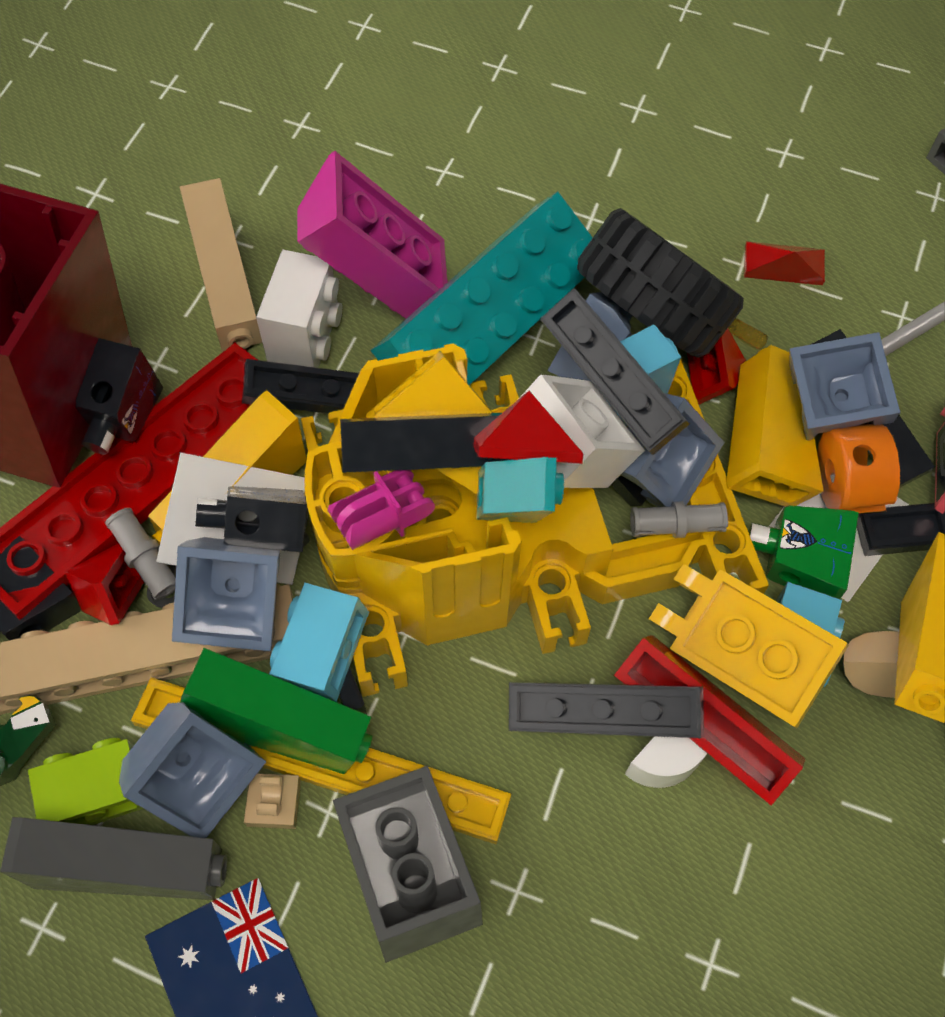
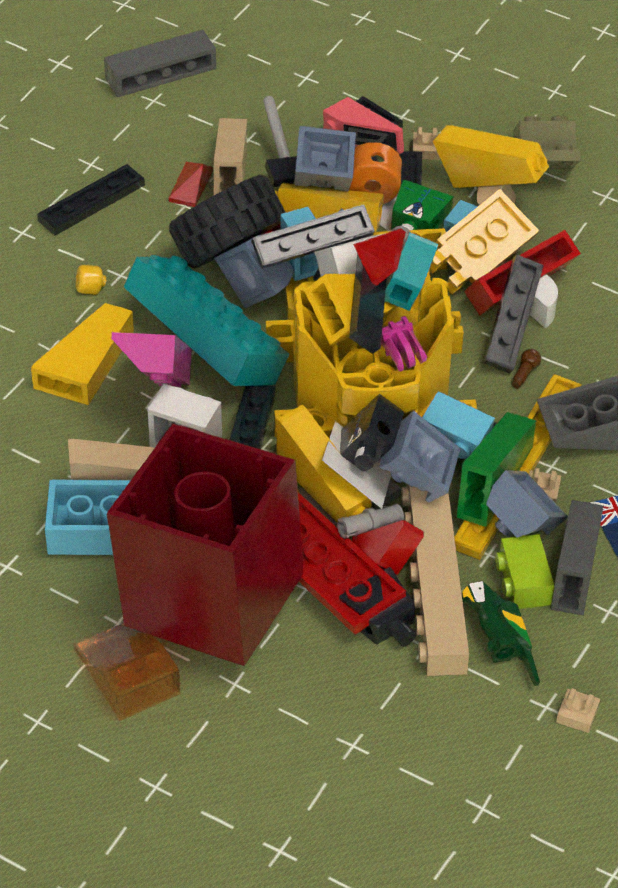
camera: 80 degrees left, 15 degrees down
(148, 249) = (78, 516): none -> medium azure brick
(439, 197) = (83, 357): none -> yellow slope
(534, 753) = (529, 361): none -> reddish brown piece
(566, 179) = (90, 279): none -> yellow piece
(717, 162) = (91, 199): none -> black tile
(825, 288) = (230, 153): none -> tan slope

